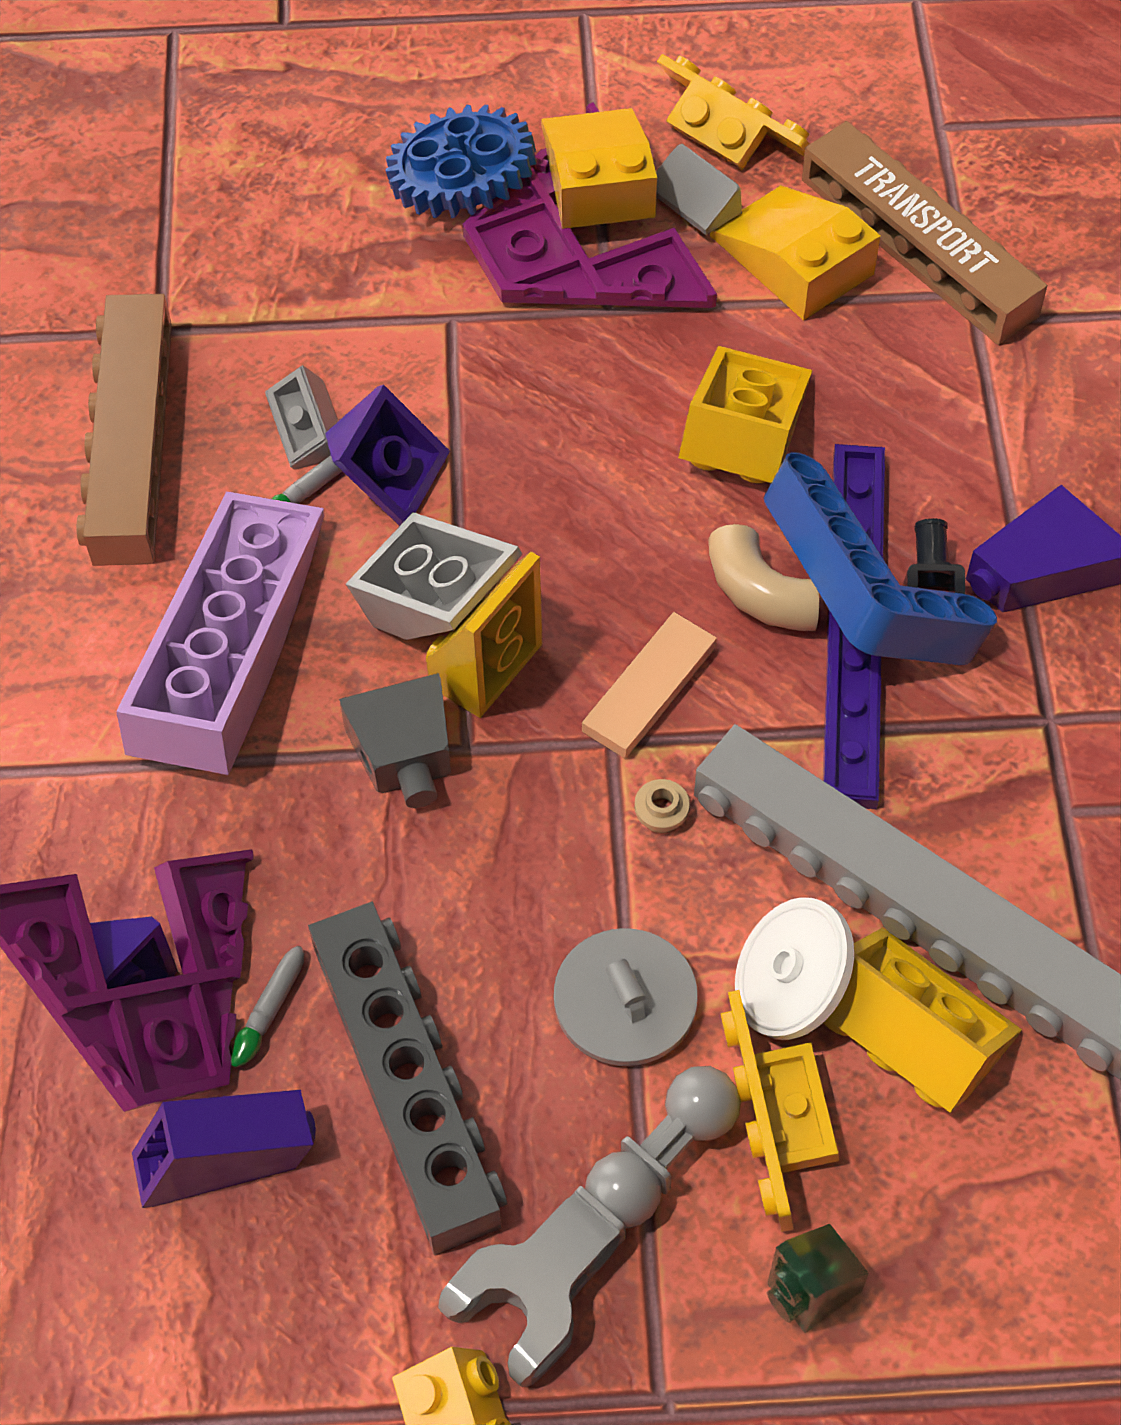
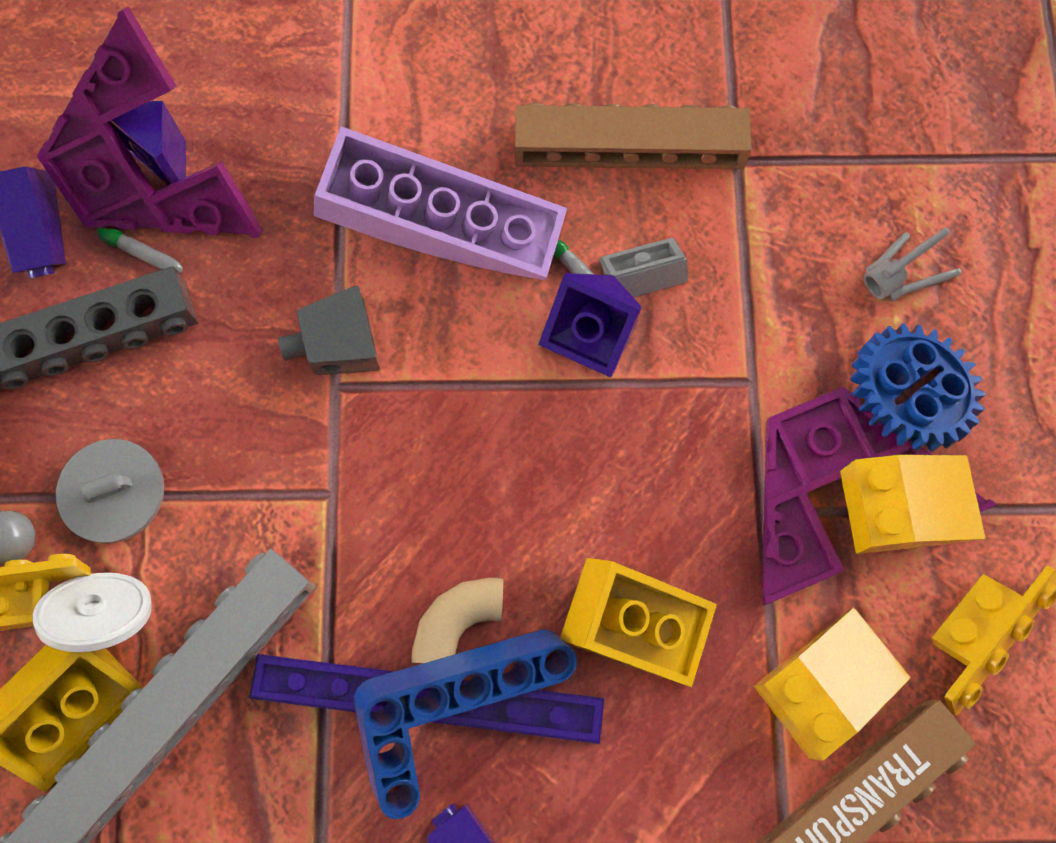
camera: 90 degrees right, 15 degrees up
(324, 183) = (887, 277): none -> light grey plant
(429, 577) = (451, 349): light grey slope -> none
(492, 640) = (401, 390): yellow slope -> none
(649, 685) = (375, 524): light nougat tile -> none
(657, 818) = (274, 532): tan plate -> none
(697, 190) = (893, 594): light grey slope -> none
(932, 559) = (467, 771): black piece -> none

